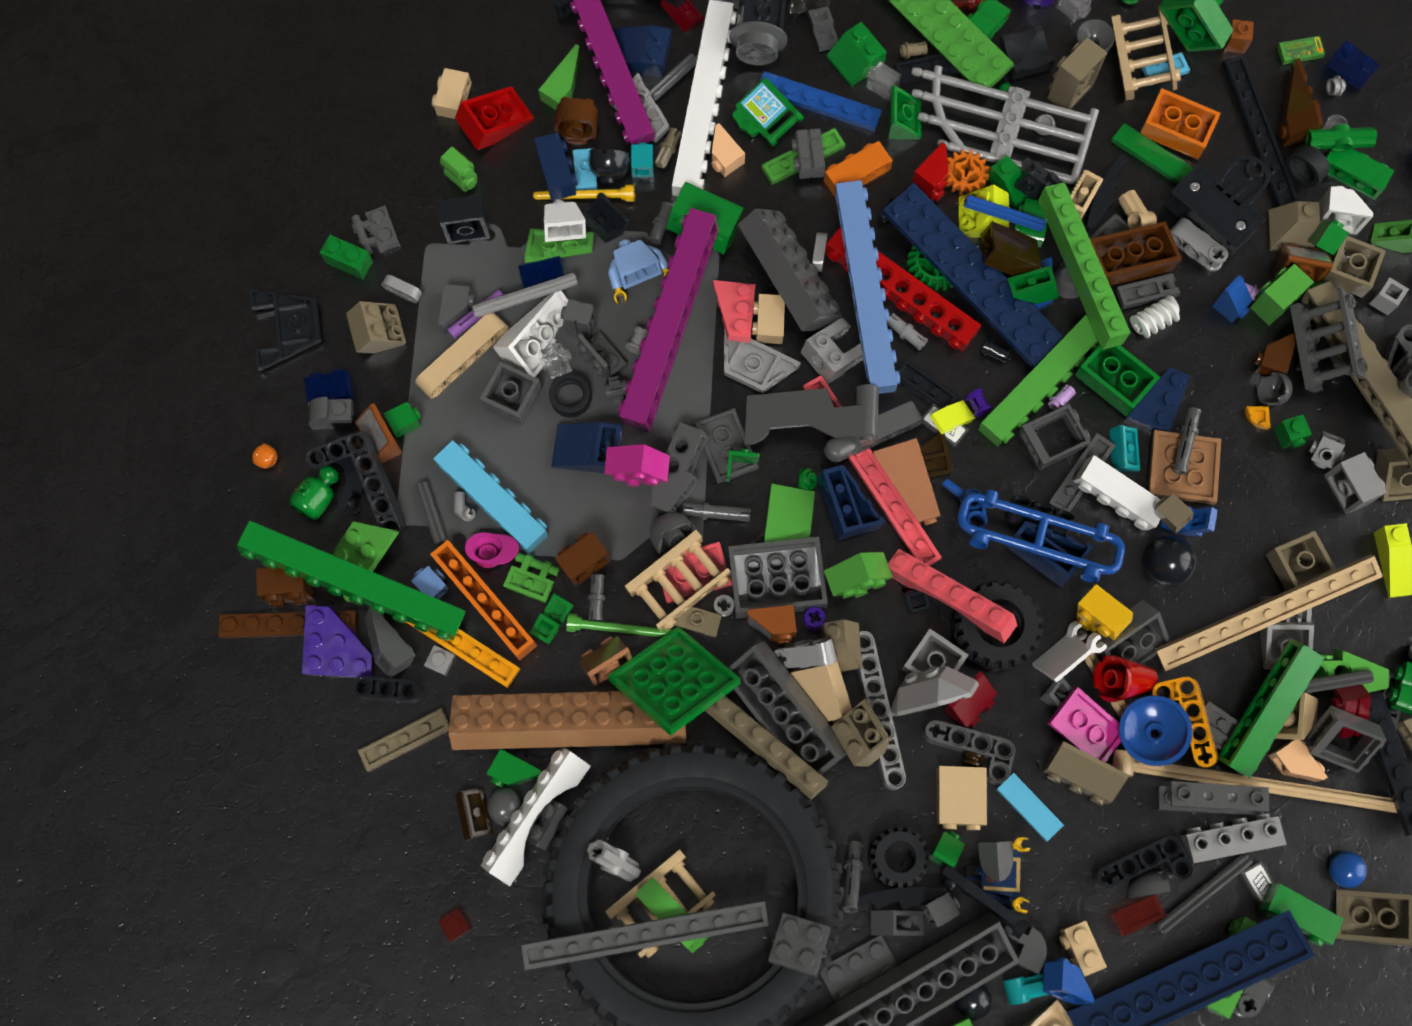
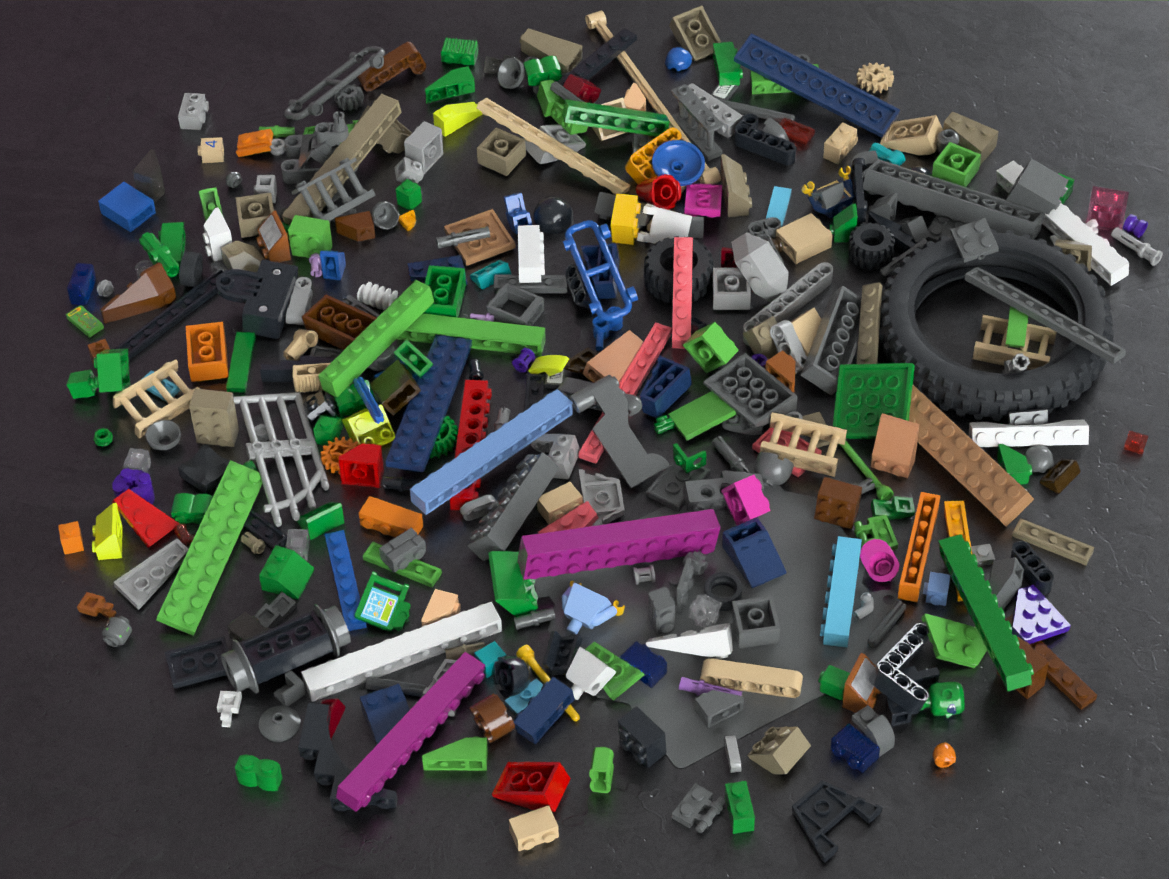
camera: 125 degrees left, 25 degrees down
(524, 295) = (672, 656): light grey axle -> none
(861, 735) = (815, 289): dark tan slope -> none
(1066, 982) = (868, 135): blue slope -> none
(1173, 512) = (525, 212): dark tan brick -> none
(1327, 728) = (603, 82): dark grey window -> none
(1329, 236) = (245, 230): green brick -> none

